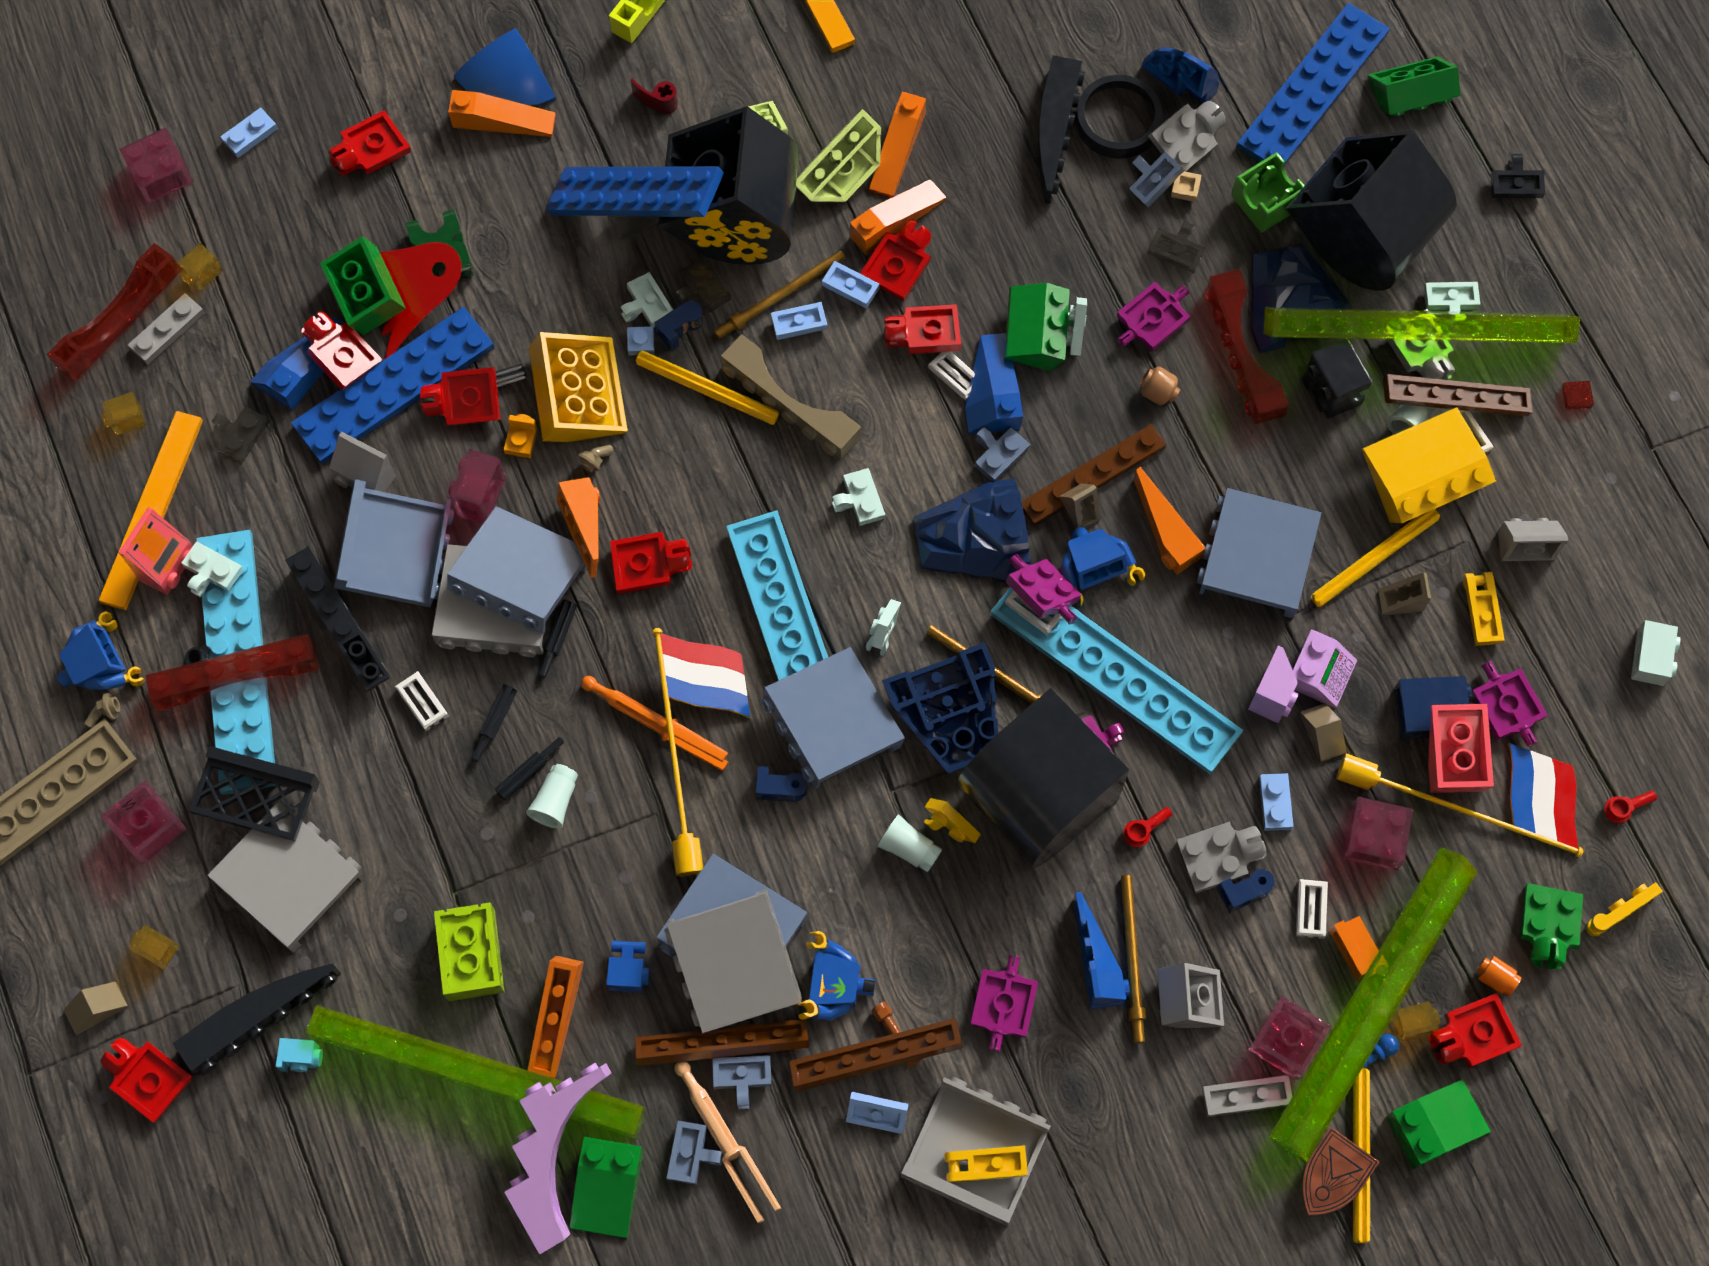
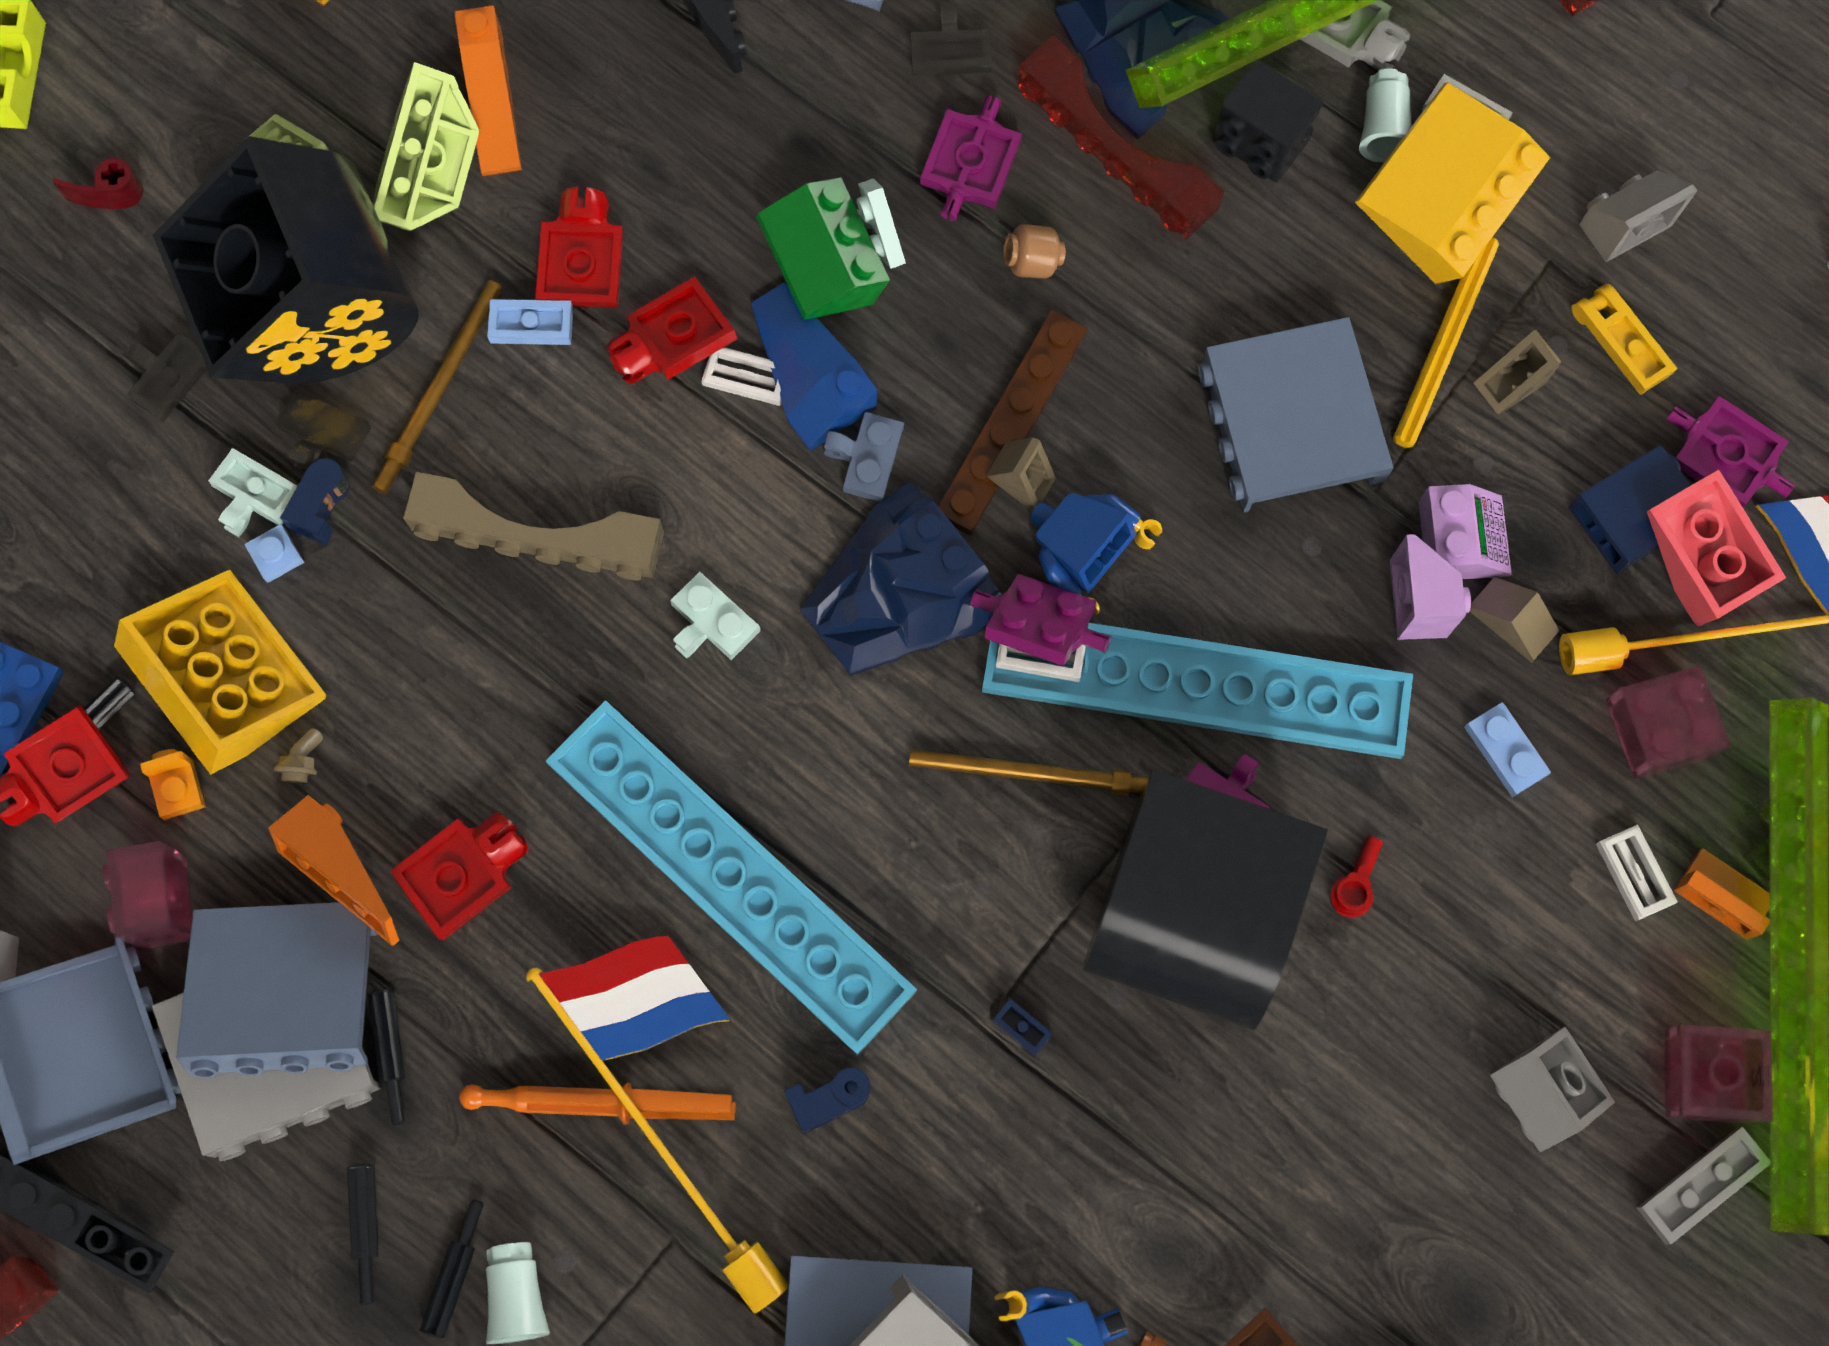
camera: 30 degrees left, 5 degrees up
(433, 719) = (273, 1272): white tile -> none
(635, 191) = (150, 341): blue plate -> none
(707, 387) = (406, 572): yellow axle -> none
(799, 321) = (486, 410): light blue plate -> none
(831, 716) = (848, 962): sand blue panel -> none
(883, 626) = (848, 791): light aqua plate -> none
(892, 215) = (536, 193): slope -> none
(908, 805) = (1022, 1027): none -> dark blue piece
(909, 844) = (1056, 1085): light aqua plant -> none
(947, 816) = (1088, 1020): yellow plate -> none
(949, 705) = (1006, 857): dark blue wedge -> none
(1004, 1003) = (1310, 1240): magenta plate -> none
(1101, 969) = (1418, 1122): blue wedge -> none
(1136, 1012) = (1492, 1151): pearl gold bar -> none
(1173, 537) = (1164, 449): orange slope -> none
(1220, 854) = (1478, 865): light grey plate -> none
(1247, 891) = (1549, 887): dark blue leg -> none
(1457, 394) = (1434, 65): plate -> none

